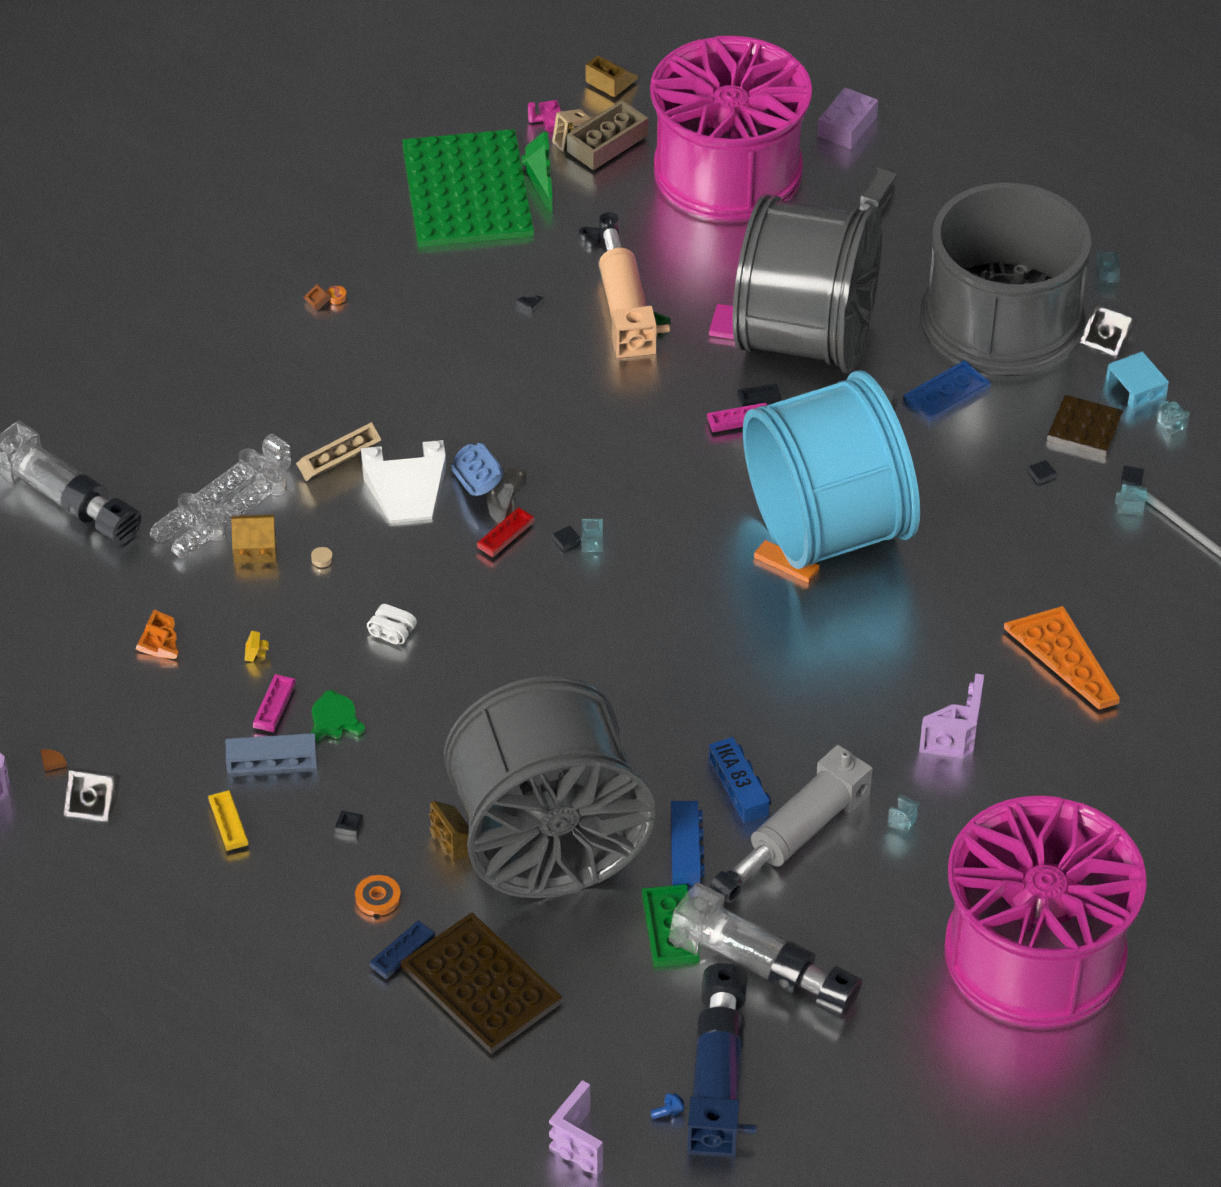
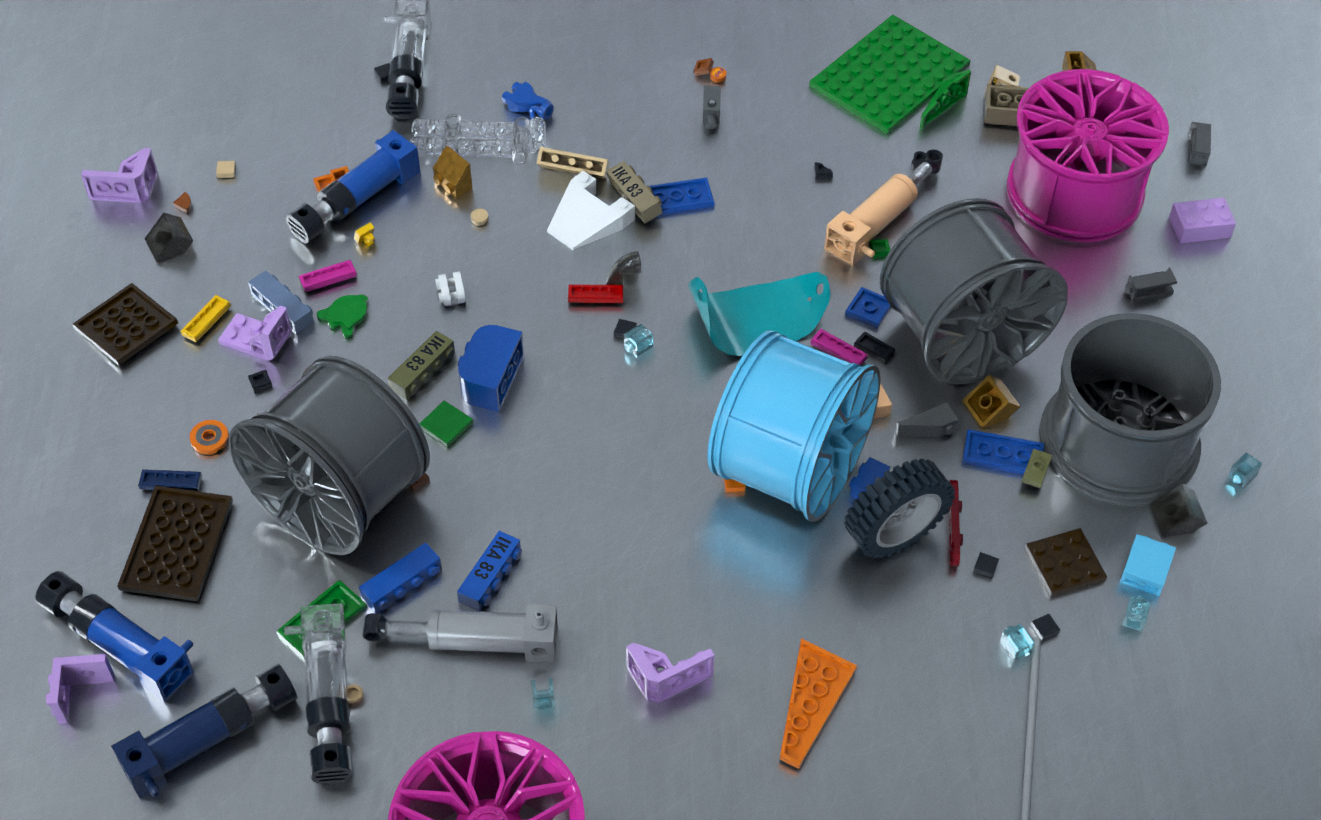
camera: 50 degrees right, 5 degrees up
(42, 704) = (225, 169): none -> tan tile
(51, 517) = (382, 72): none -> black tile
(165, 885) = (125, 323): none -> dark brown plate
(193, 617) = (394, 160): none -> piece
(216, 438) = (526, 100): none -> blue hips
(302, 792) = (258, 337): none -> lavender bracket
(378, 320) = (711, 111): none -> dark grey torso
(414, 430) = (633, 190): none -> dark tan brick
(450, 412) = (684, 195): none -> blue tile
(457, 684) = (421, 365): none -> olive brick
(477, 469) = (629, 240): medium blue tile -> none
(519, 643) = (490, 365): none -> blue brick
(525, 1078) = (158, 663): none -> blue piece
(548, 113) = (1011, 63): dark pink plate -> none
(652, 436) = (743, 314): none -> teal piece
(674, 1106) = (148, 726): blue plate -> none
(714, 371) = (868, 308): none -> blue tile
(893, 363) = (991, 402): none -> pearl gold slope
(964, 471) = (899, 508): none -> black wheel
(986, 379) = (1036, 468): none -> olive plate
(987, 462) = (955, 537): none -> dark red piece

